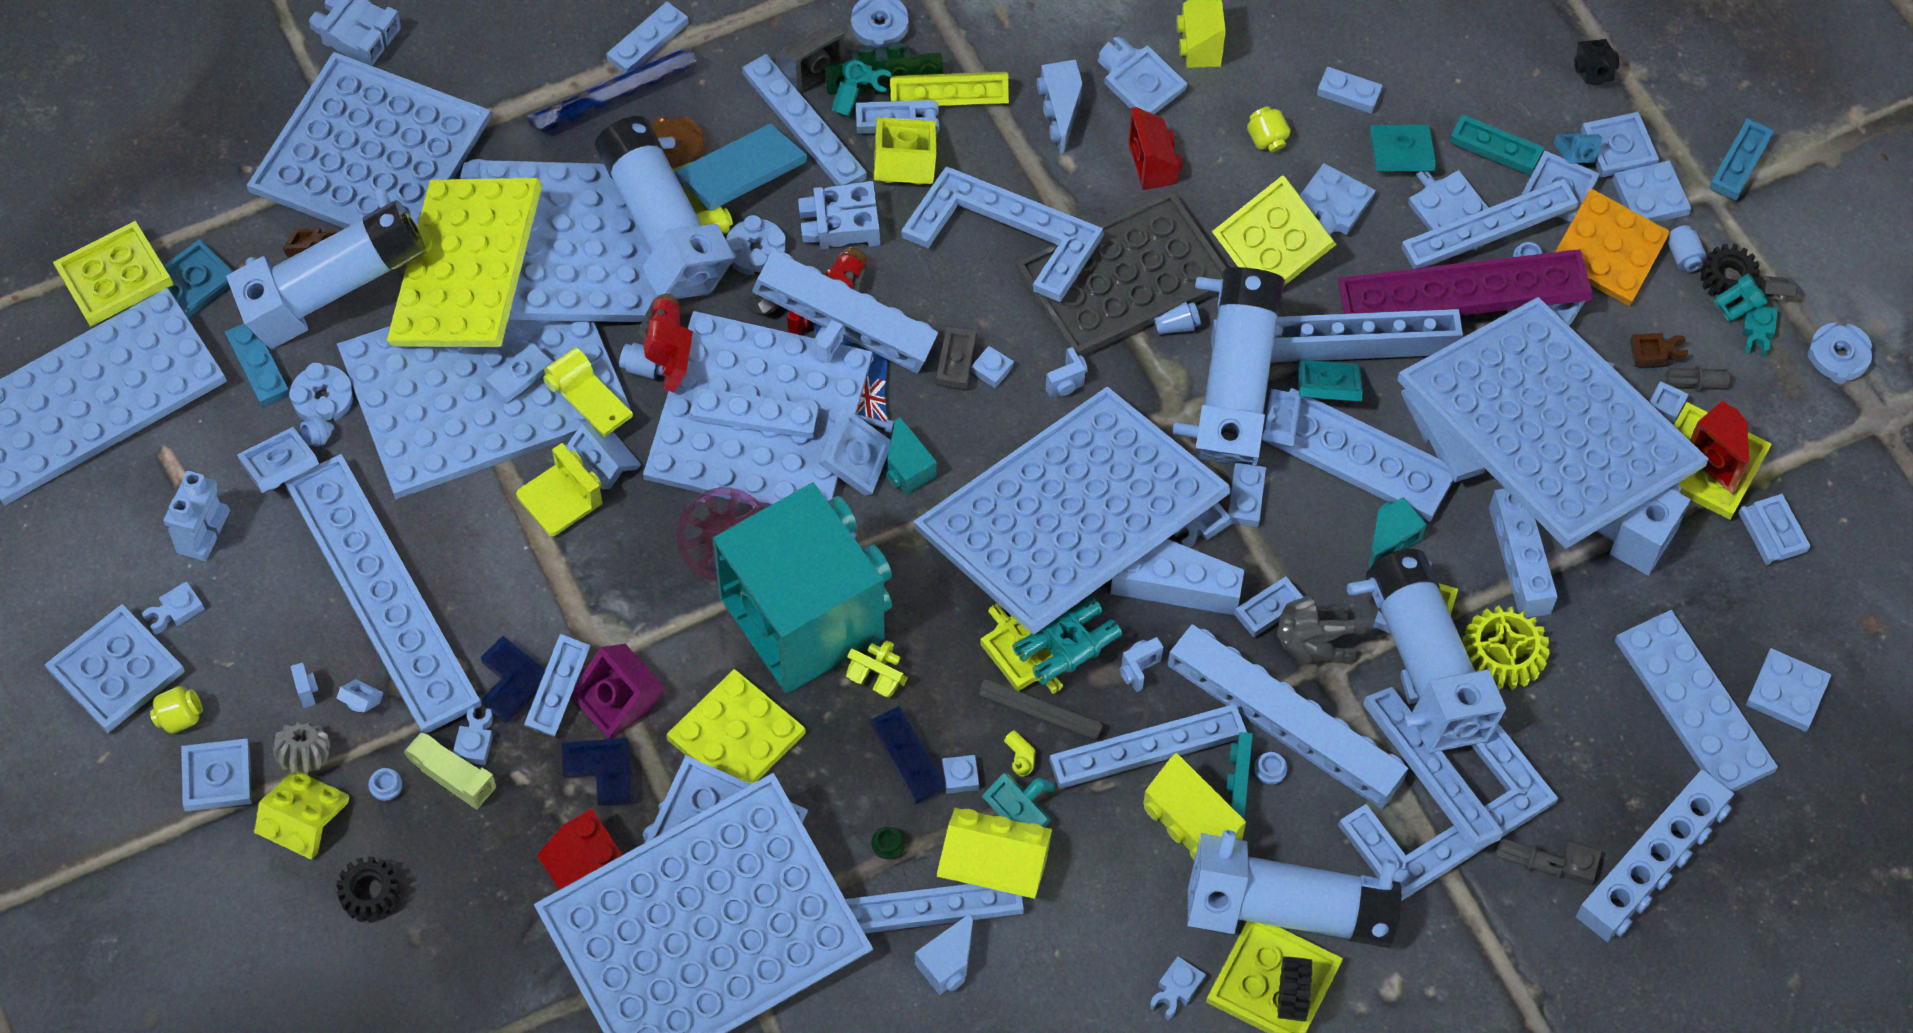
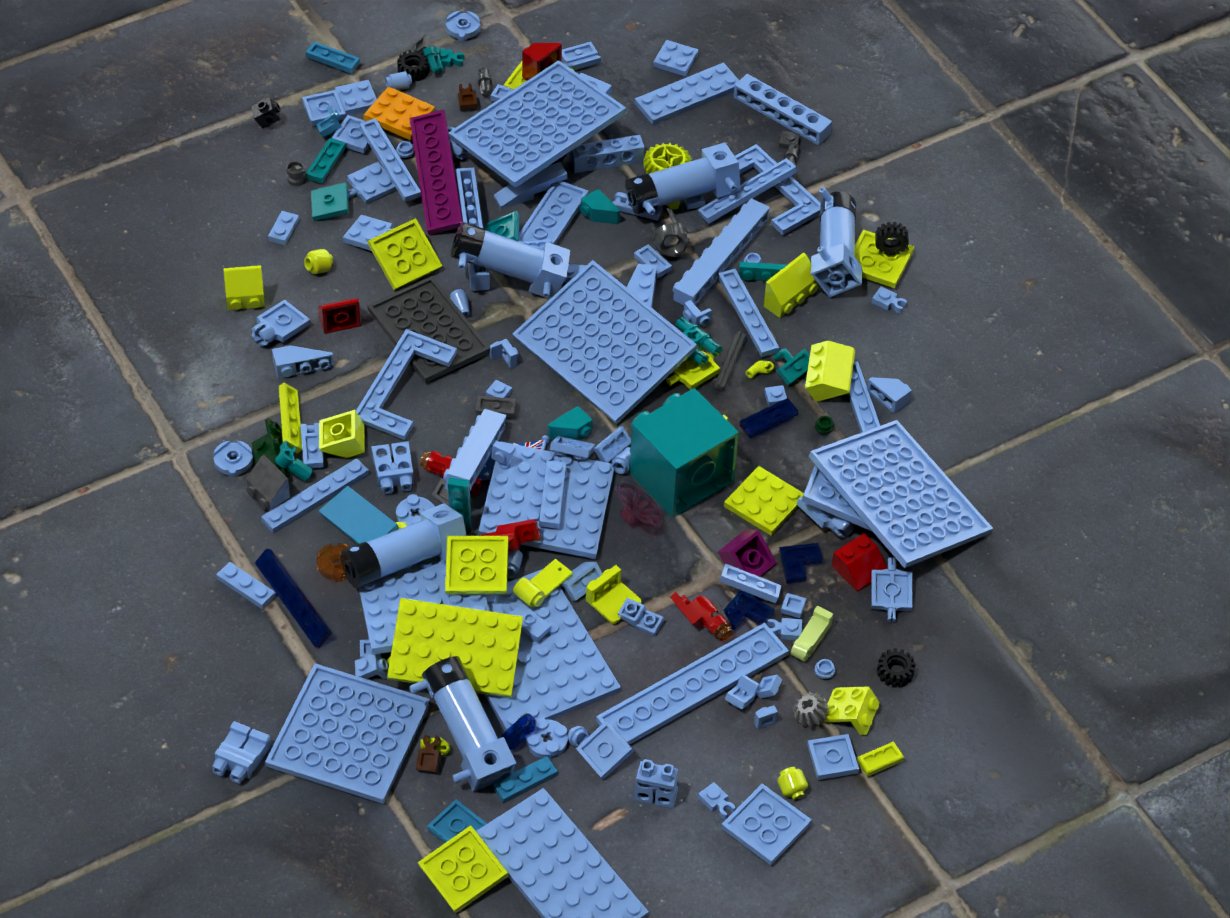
camera: 95 degrees left, 10 degrees down
(200, 844) = (880, 759): none -> neon yellow plate
(329, 351) = (519, 730): none -> clear blue plate
(350, 655) = (743, 693): none -> light blue bracket
(505, 609) = (705, 614): none -> red plate
(511, 900) = (891, 590): none -> light blue plate
(512, 749) = (793, 605): none -> light blue plate
(522, 527) = (639, 617): none -> light blue slope
(607, 291) = (476, 565): none -> neon yellow plate
(723, 271) = (460, 499): none -> teal plate
(871, 521) = (613, 445): none -> light blue plate
(1463, 100) = (295, 173): none -> flat silver wheel

